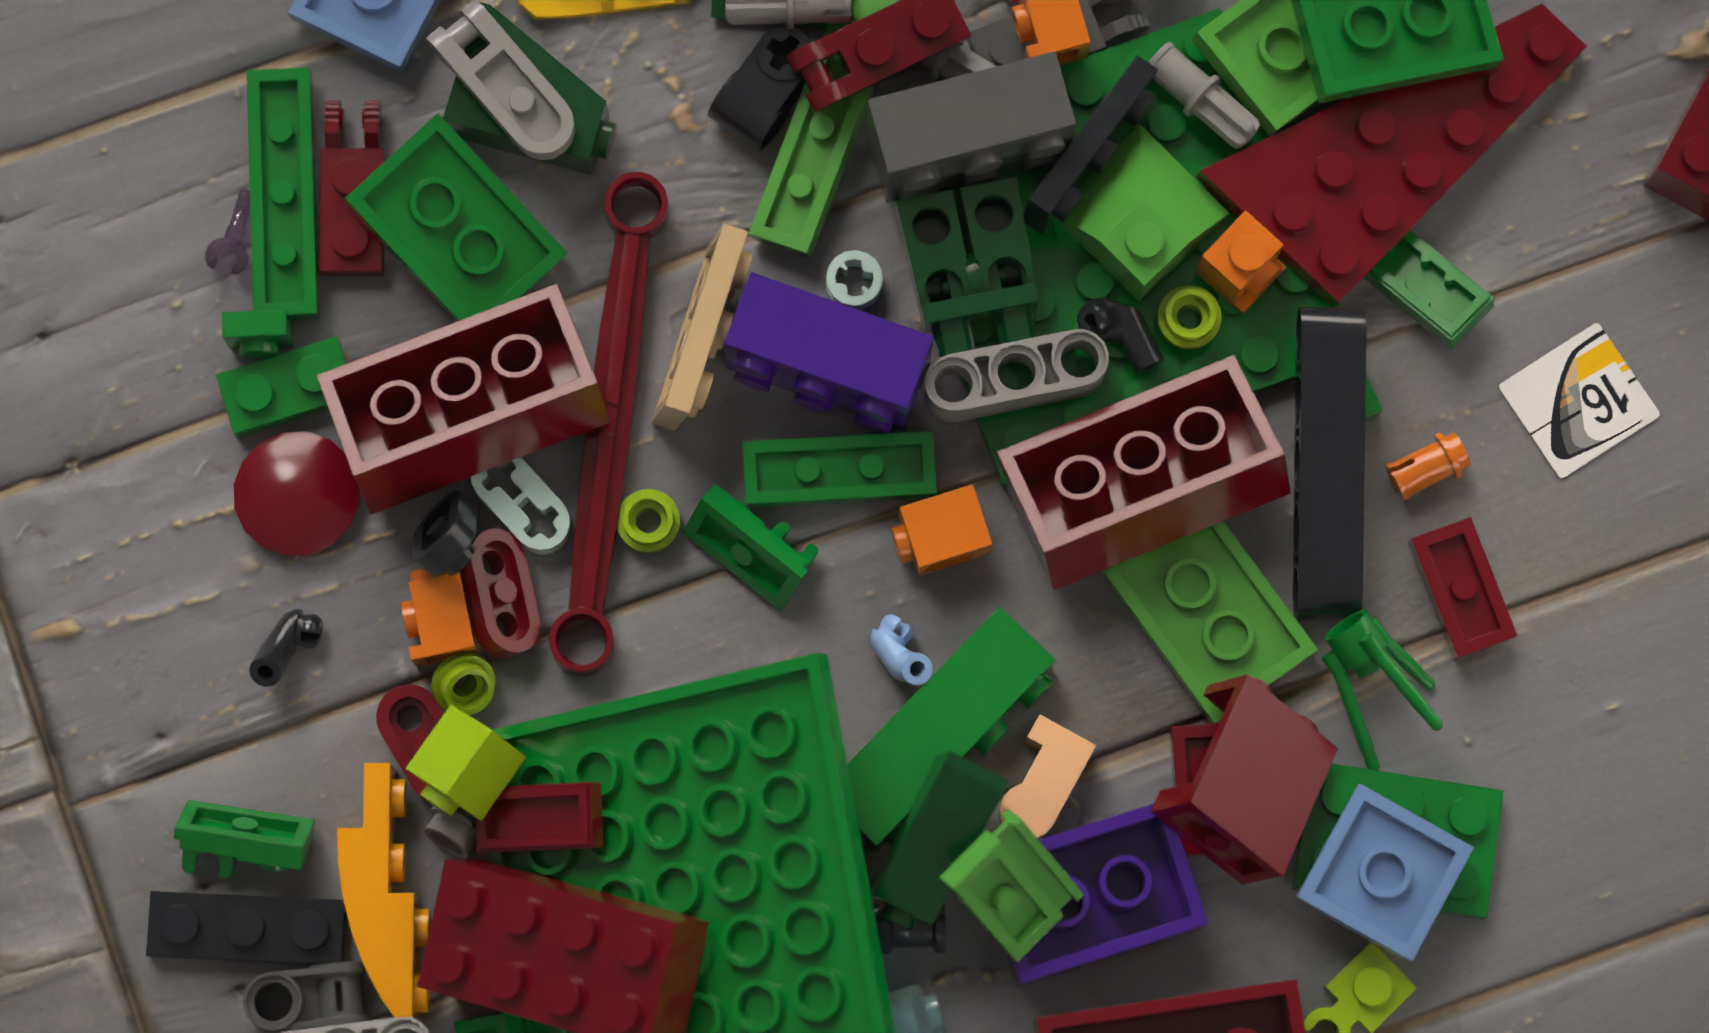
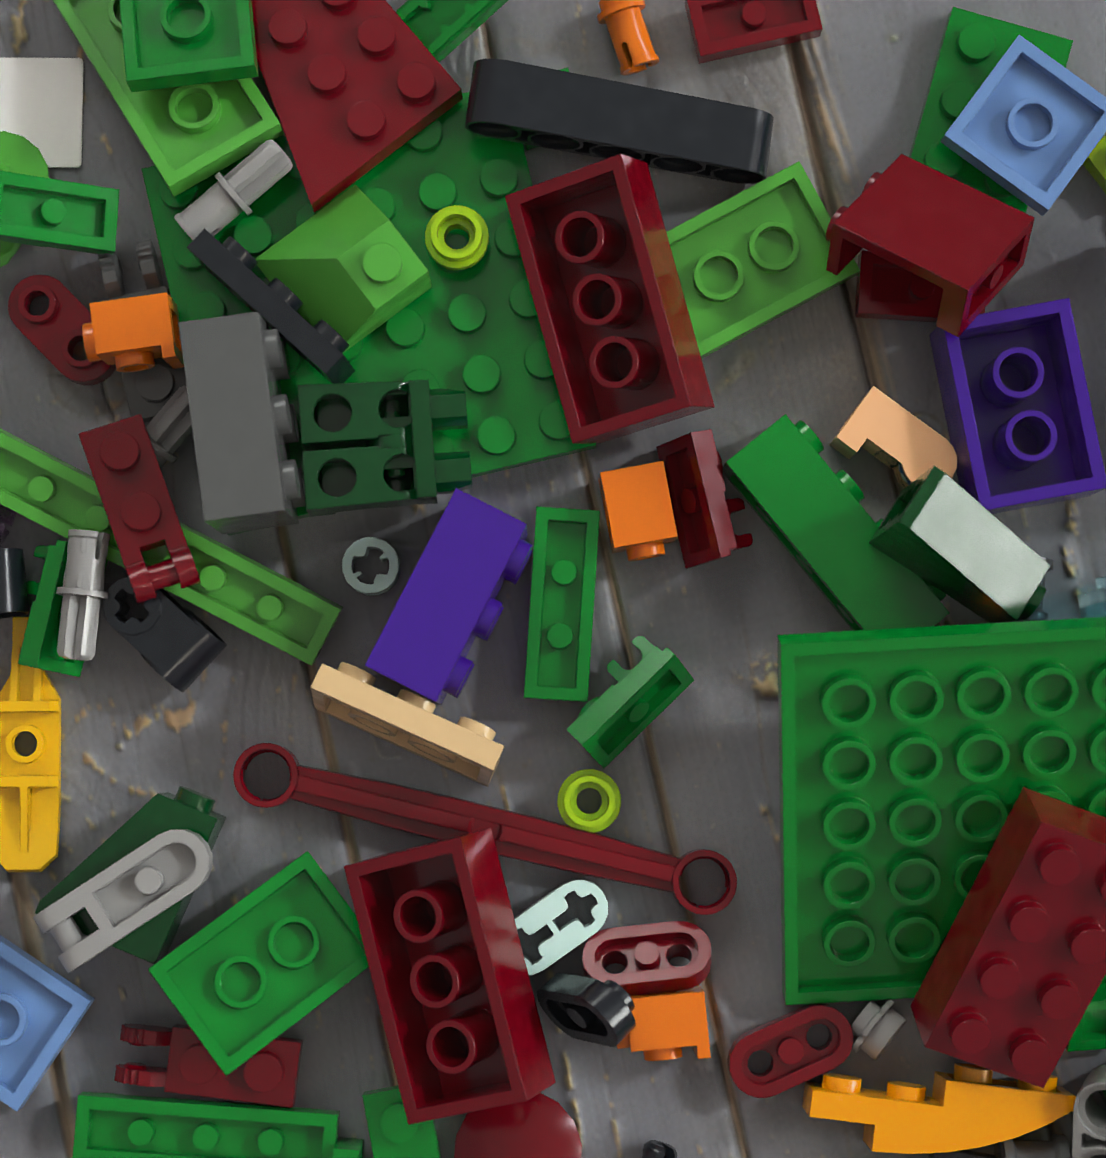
camera: 85 degrees left, 5 degrees up
(464, 765) = (828, 1016): lime brick -> none
(475, 693) = (734, 1004): lime plate -> none
(543, 819) = (885, 945): dark red tile -> none
(890, 648) = (760, 569): light blue arm -> none
(971, 586) = (699, 499): none -> dark red plate
(1011, 886) = (1027, 482): bright green plate -> none
(1038, 354) = (489, 384): light grey beam -> none
(1122, 326) = (457, 303): black arm -> none
(1242, 262) = (410, 175): orange brick -> none
(1365, 646) = (807, 113): green plant -> none

